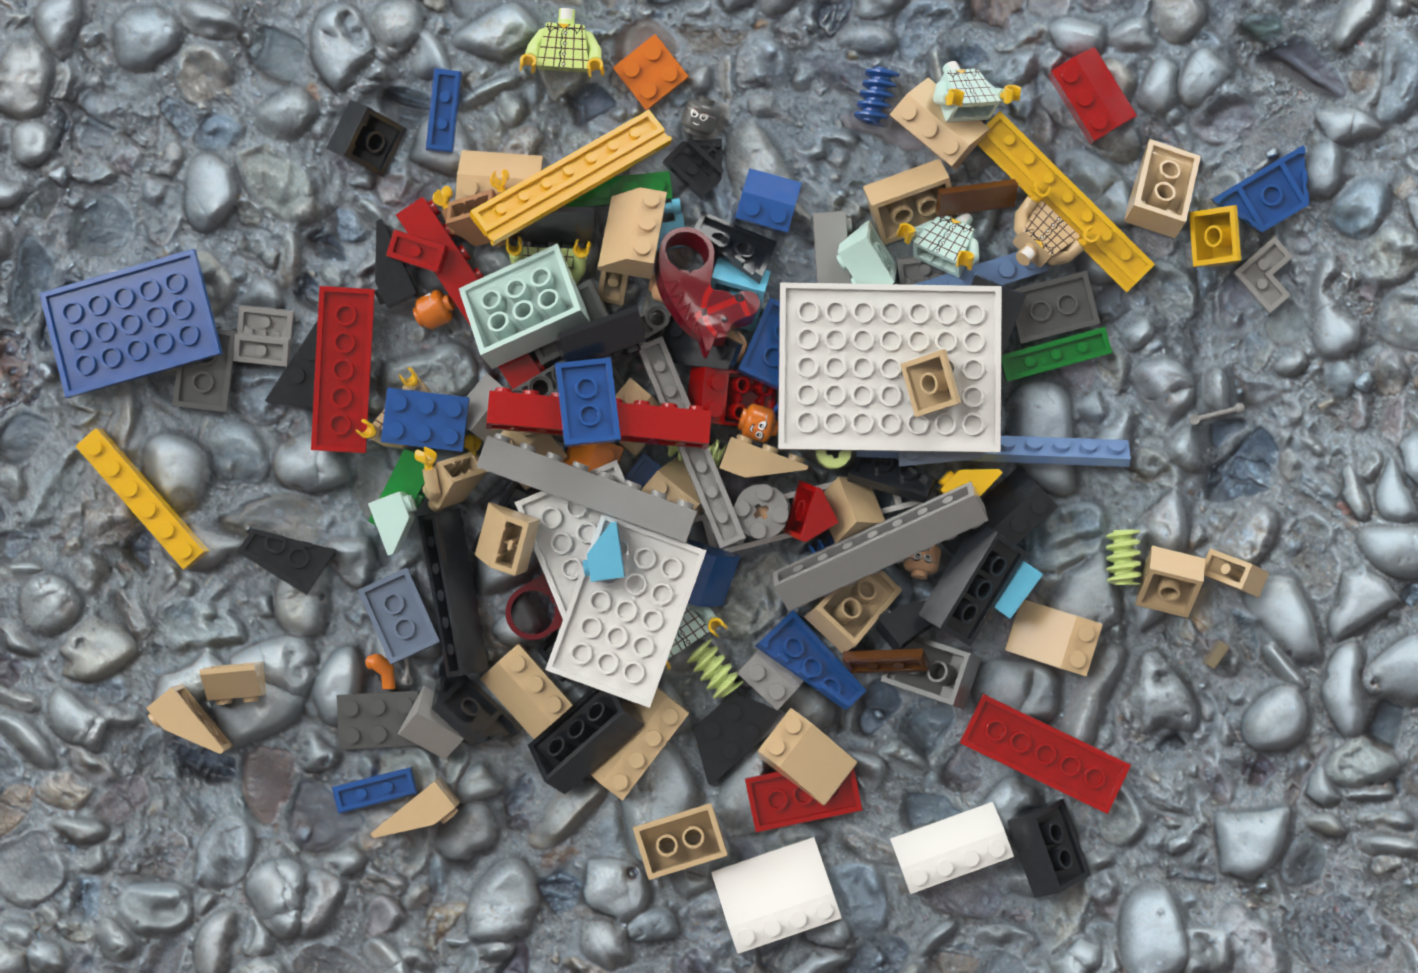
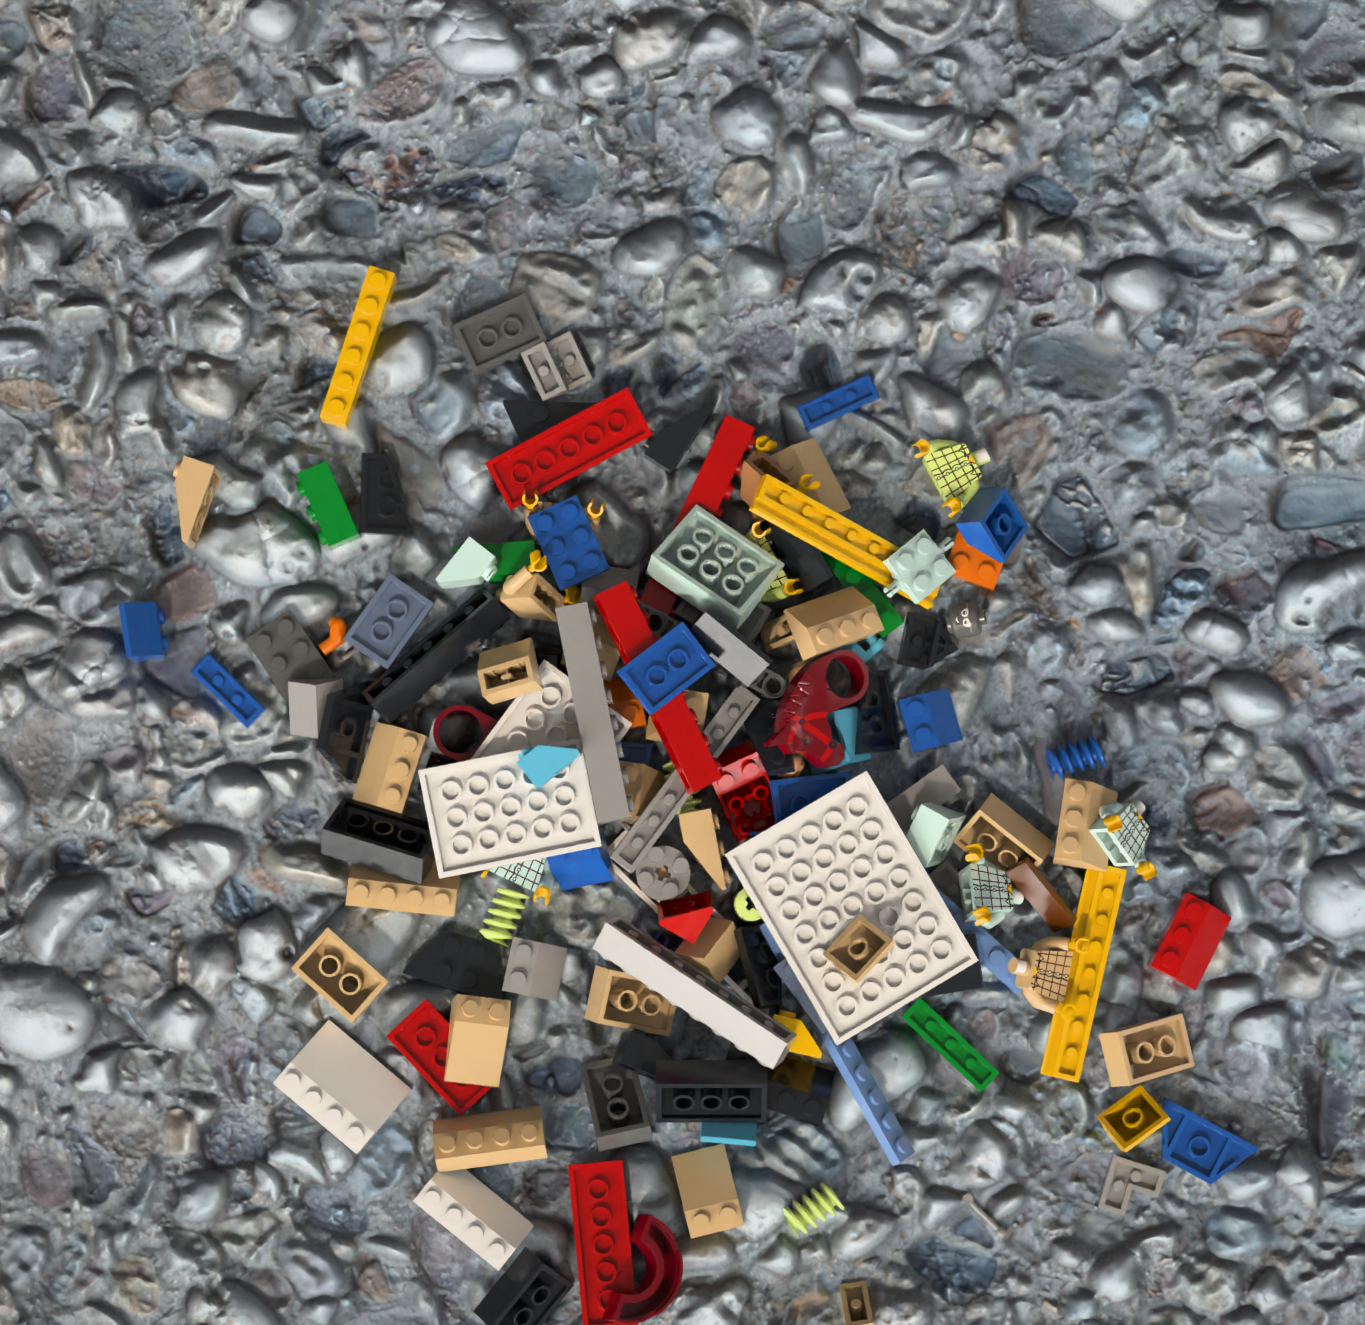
camera: 60 degrees right, 5 degrees down
(130, 323) = (500, 250): plate -> none
(234, 681) = (249, 515): tan slope -> none
(265, 609) = (327, 506): none -> green brick
(279, 833) = (143, 631): none -> blue slope
(366, 138) = (775, 352): black slope -> none
(416, 251) = (706, 450): red plate -> none
(425, 809) = (240, 743): tan slope -> none
(433, 309) = (665, 494): orange head -> none
(630, 41) = (992, 523): none -> blue slope
(630, 128) = (919, 567): none -> light aqua plate
(758, 423) = (736, 825): orange head -> none
(807, 657) = (562, 990): blue wing -> none
(886, 660) = (600, 1058): reddish brown tile -> none
(896, 796) = (489, 1139): none -> tan slope
(923, 563) = (703, 1039): light nougat head -> none
(1056, 307) = (989, 1020): dark grey plate -> none
(1105, 723) = (661, 1276): none -> dark red brick
(1170, 581) = (816, 1263): tan slope -> none

